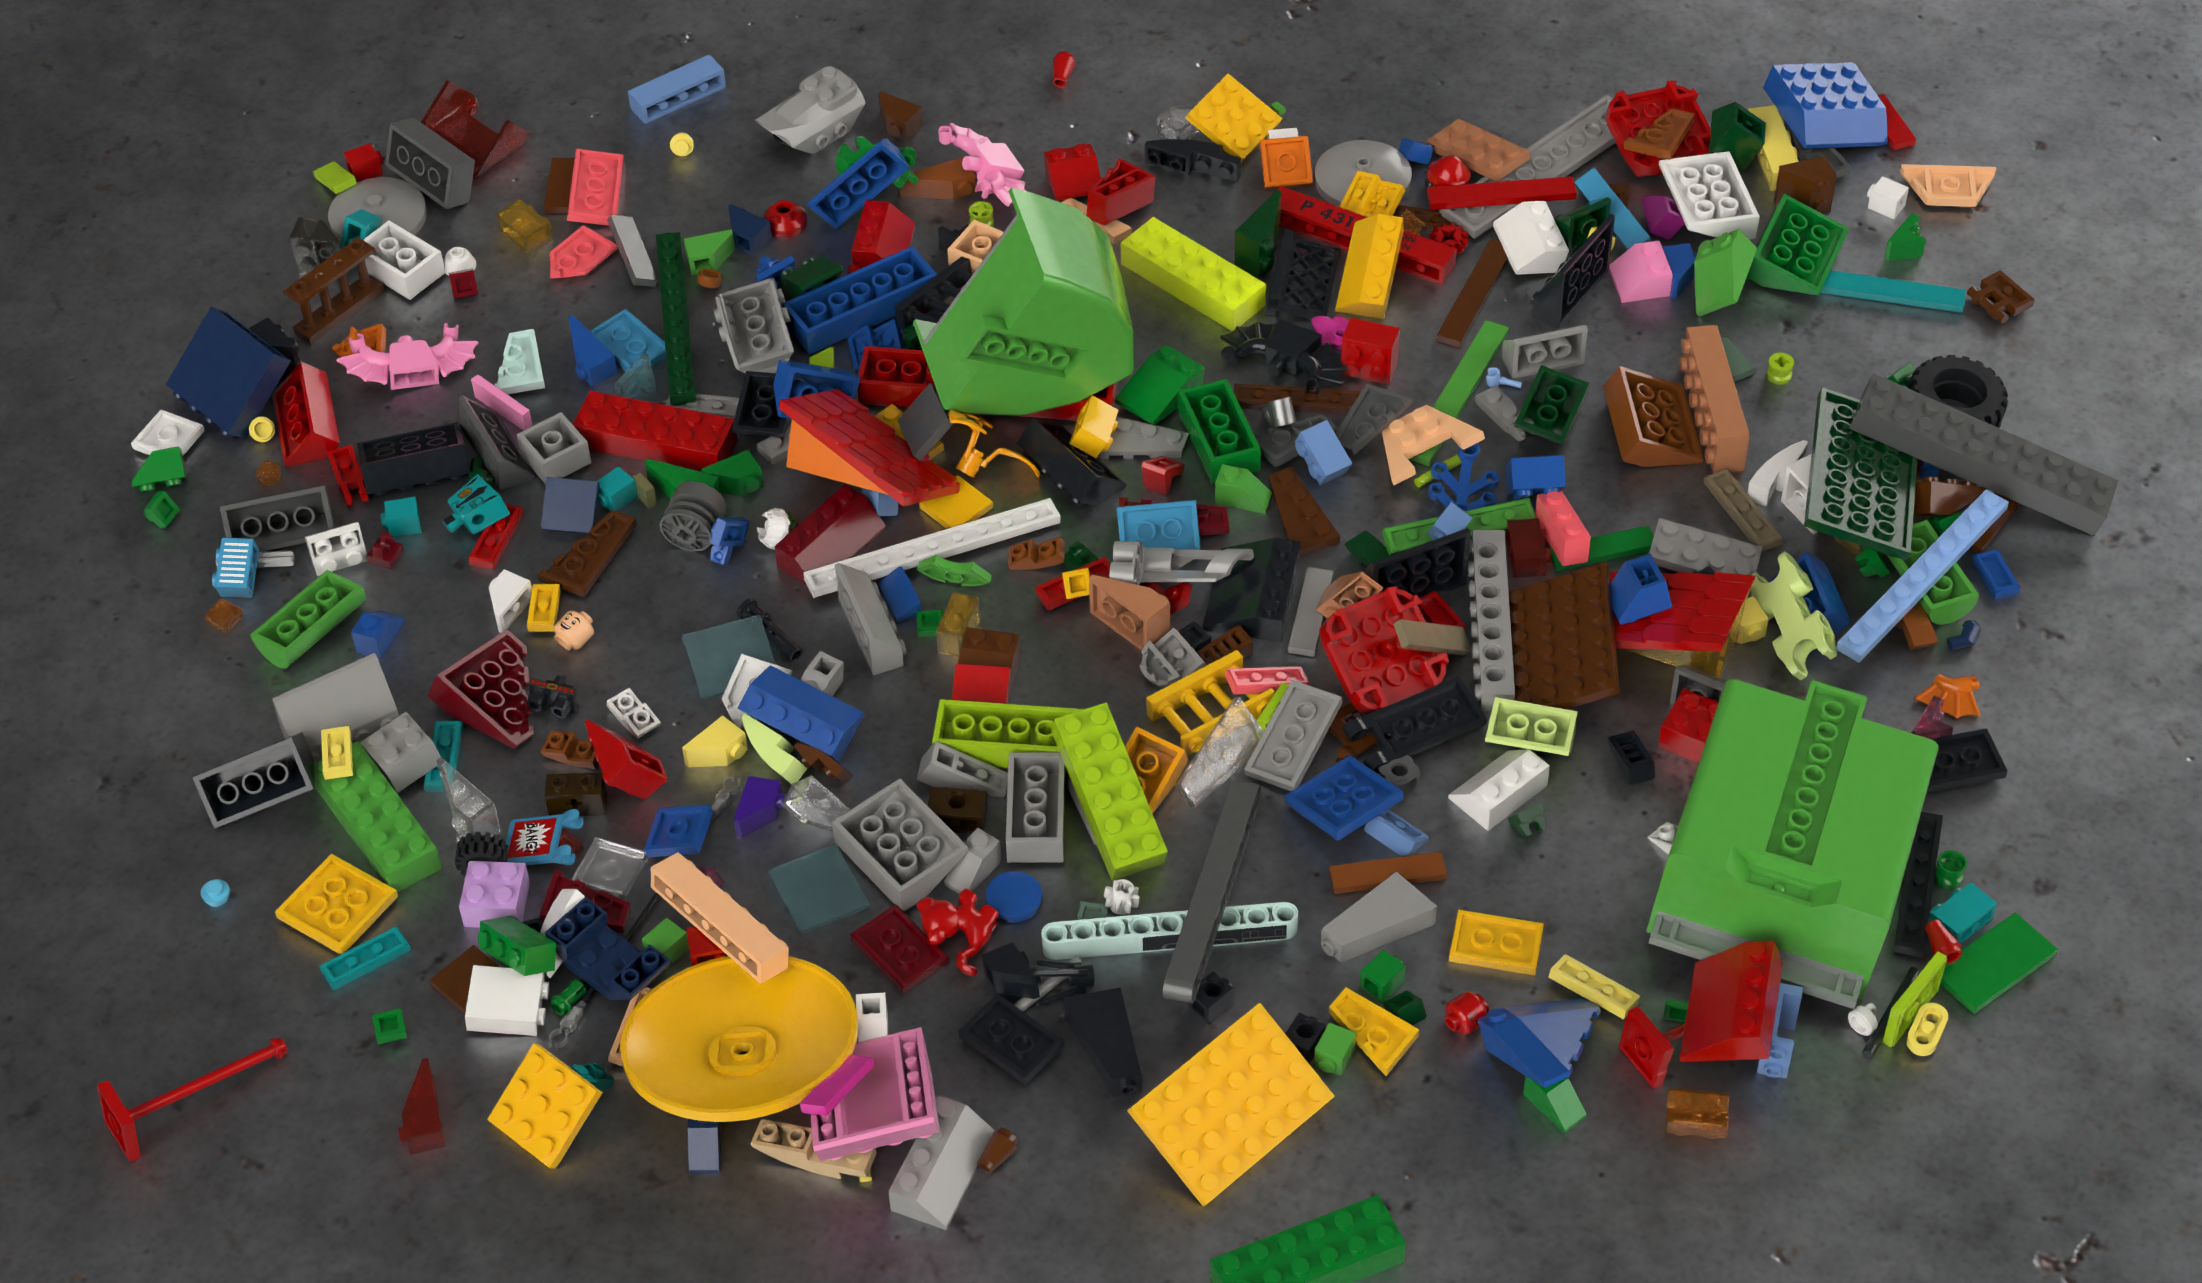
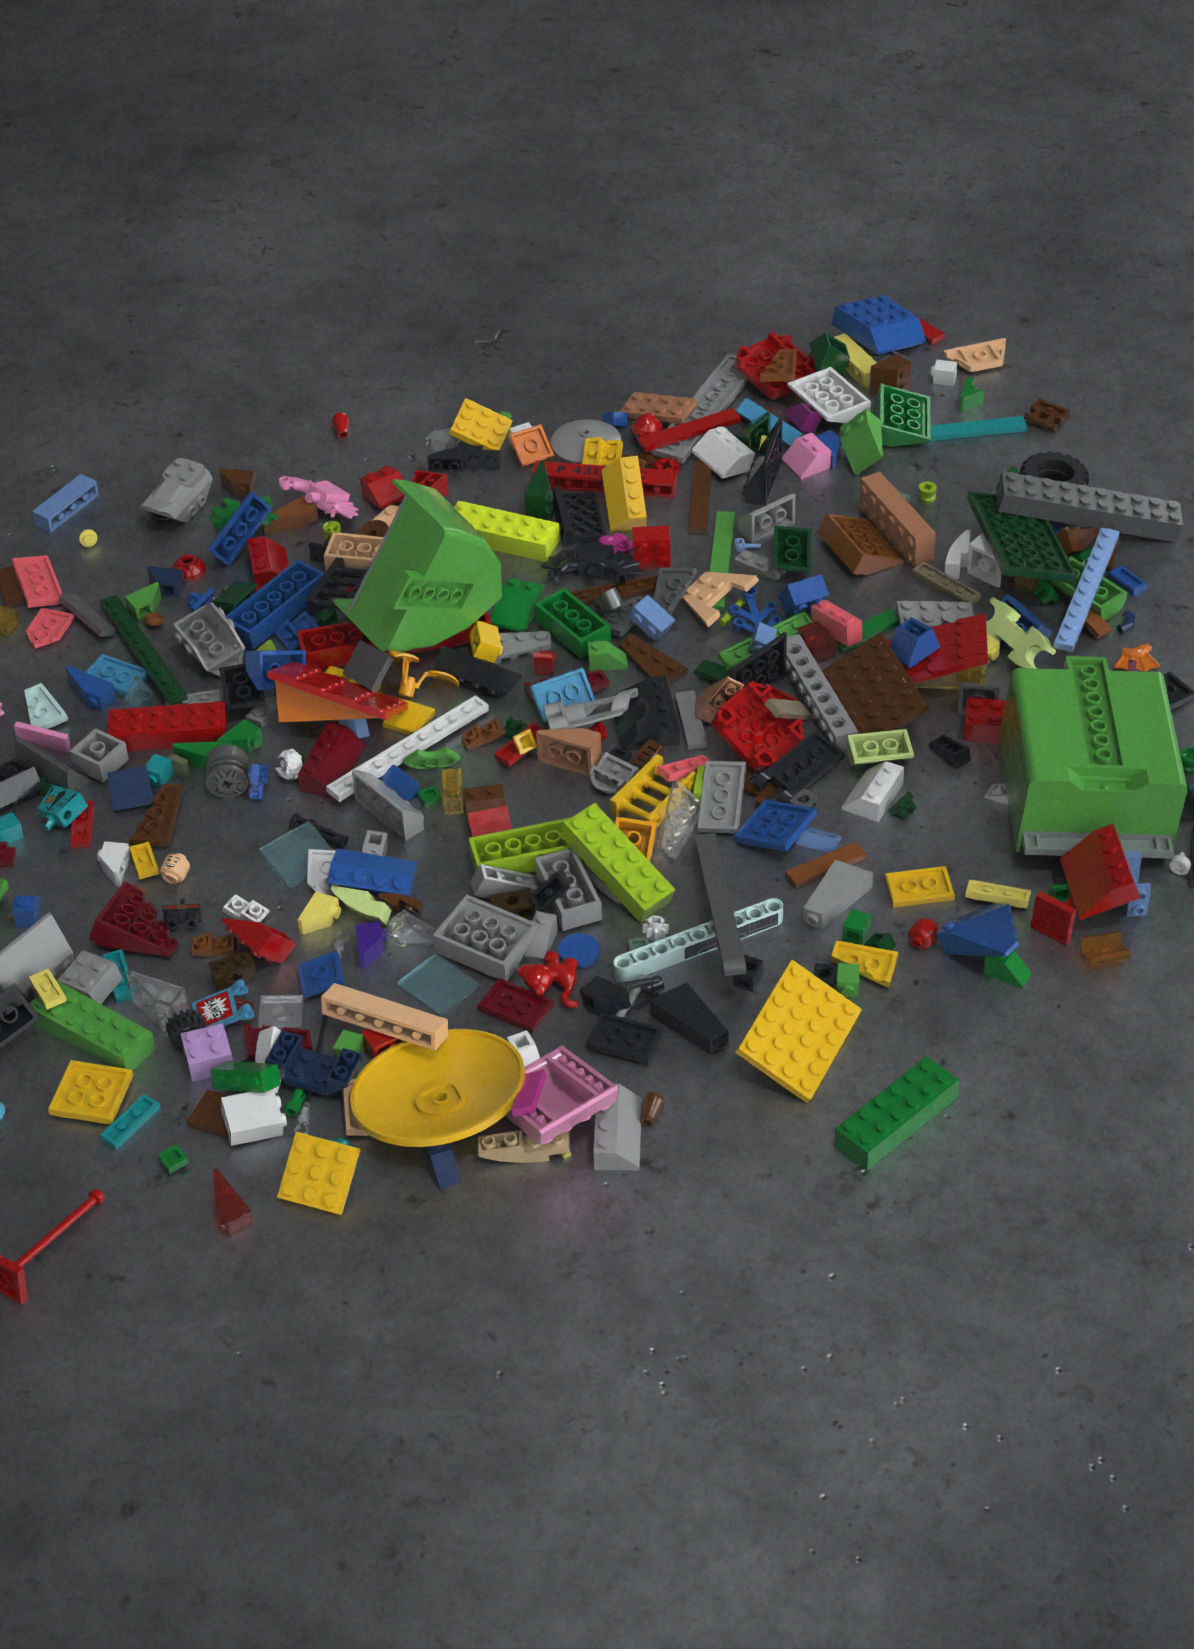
camera: 20 degrees left, 5 degrees down
(1004, 805) = (550, 890): none -> black slope

